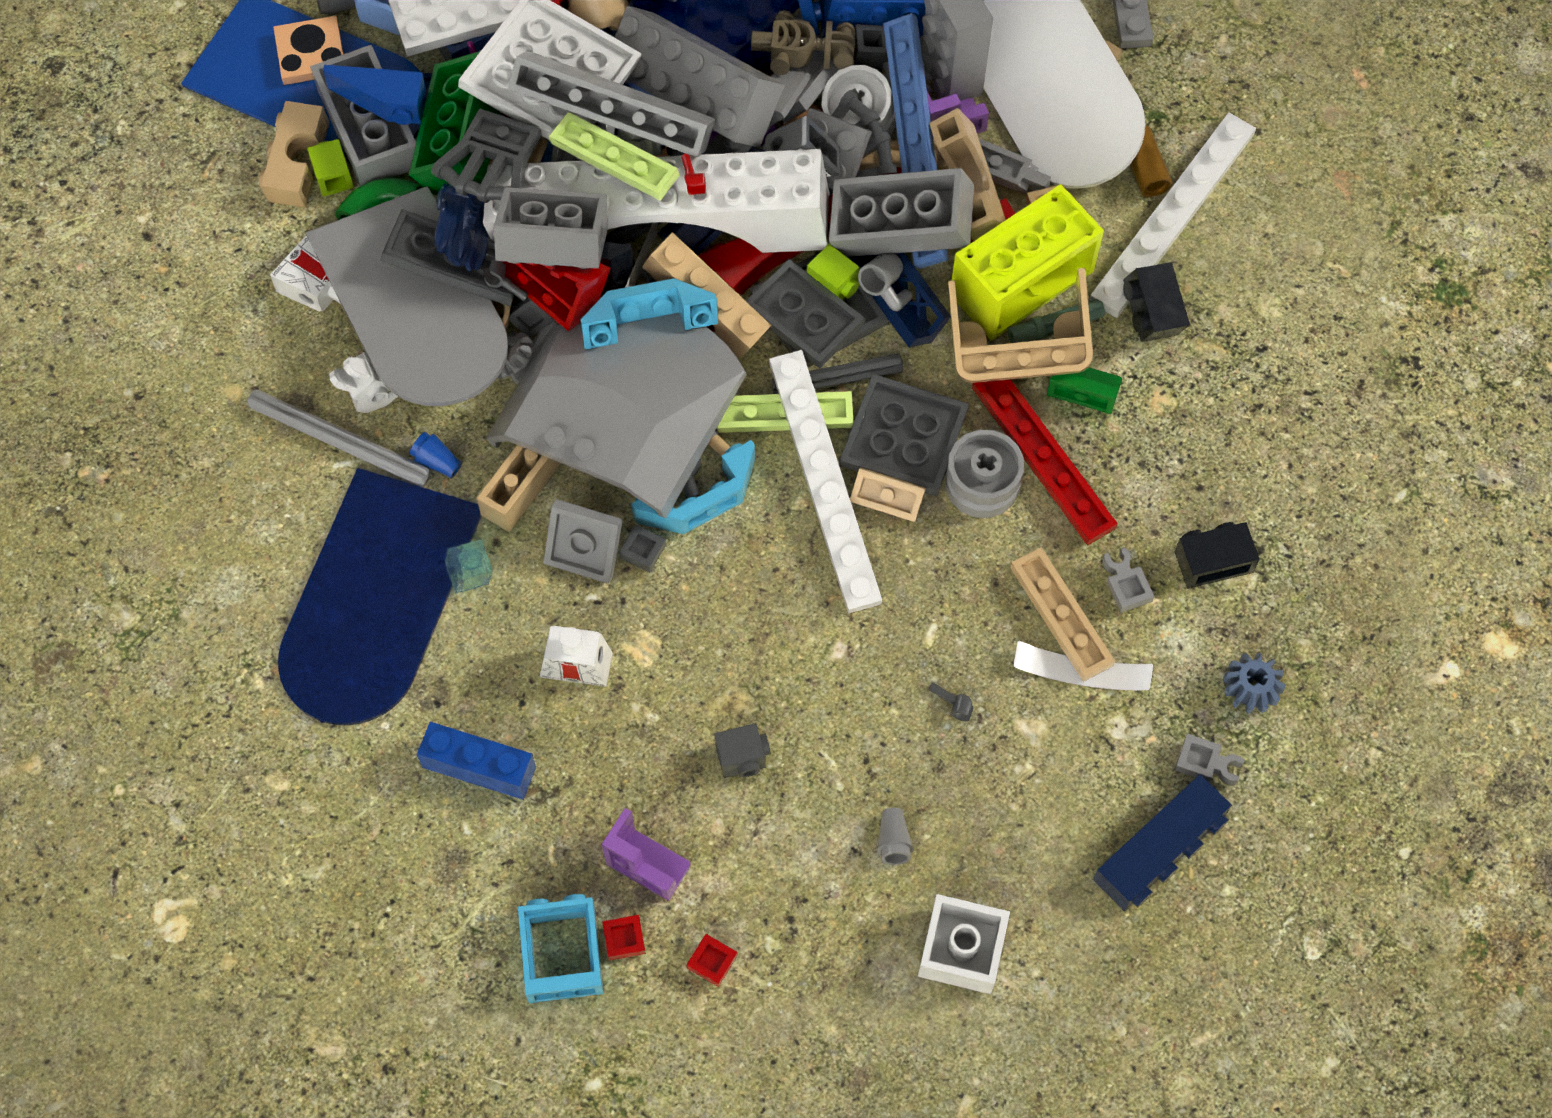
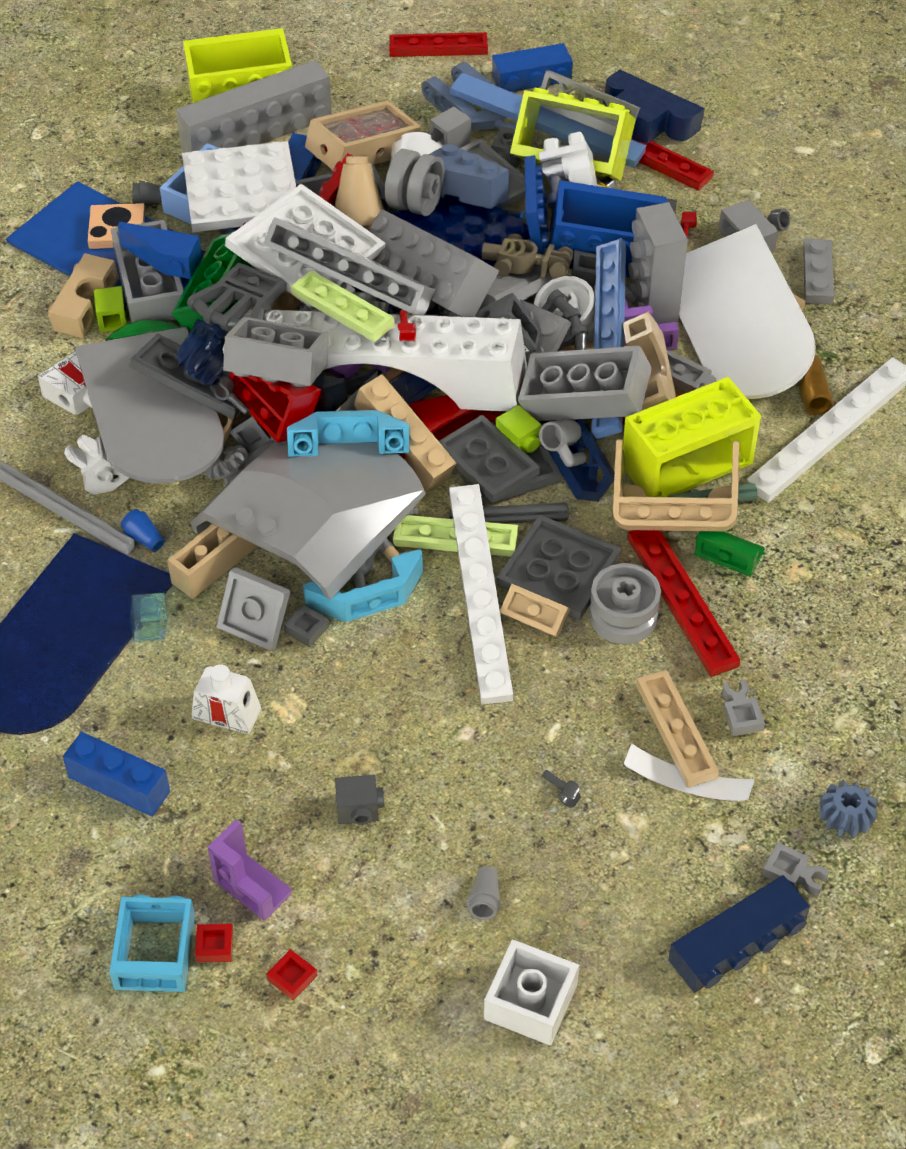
camera: 10 degrees right, 15 degrees down
(1155, 302) = (803, 489): black piece -> none
(1216, 554) = (829, 698): black piece -> none

